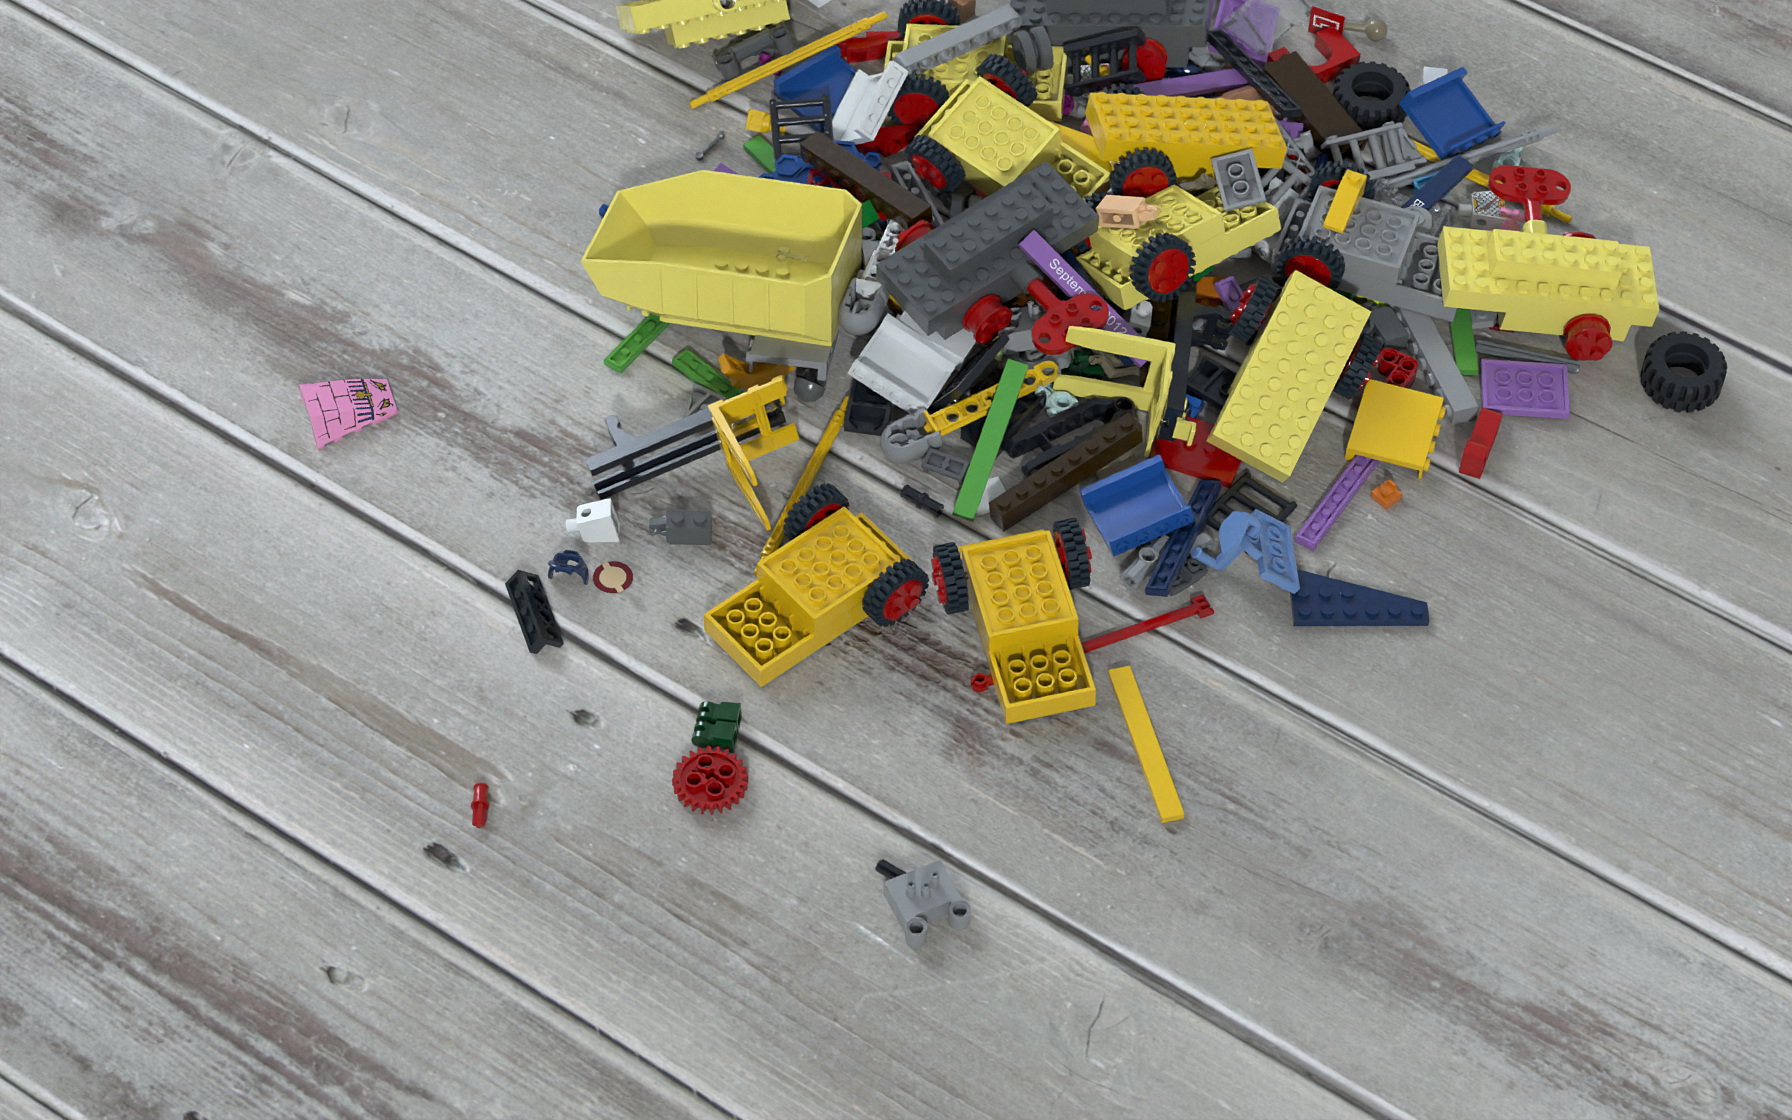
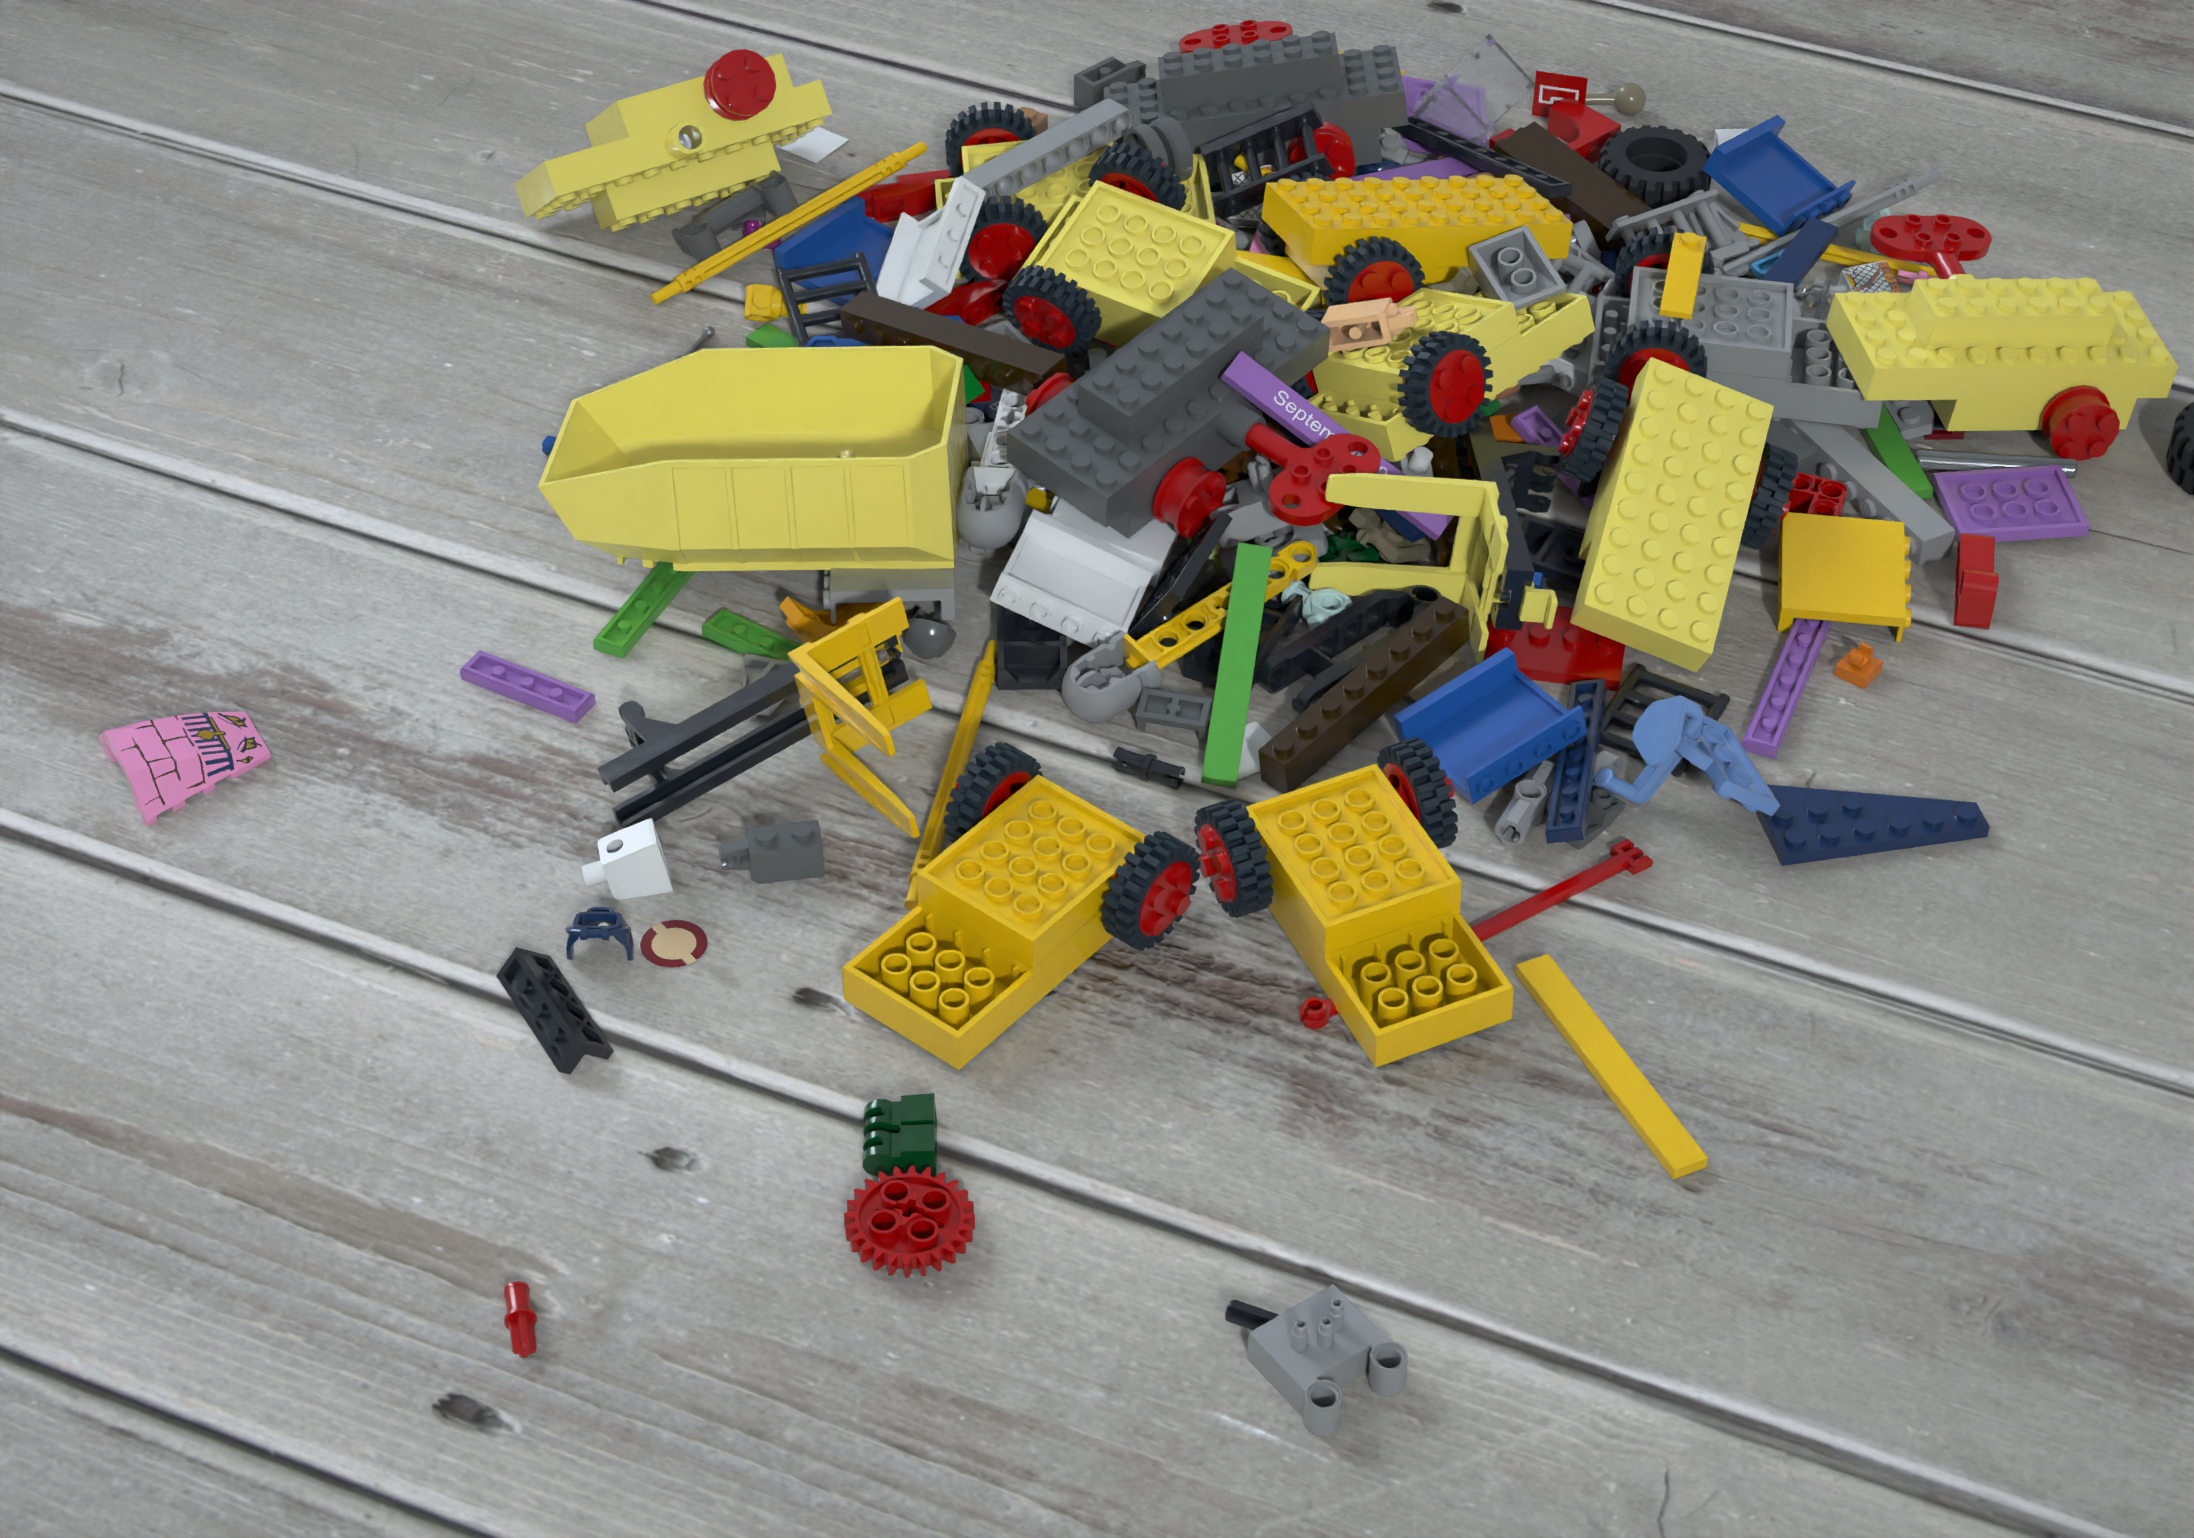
camera: 10 degrees left, 10 degrees down
(558, 386) = (527, 686): none -> medium lavender tile

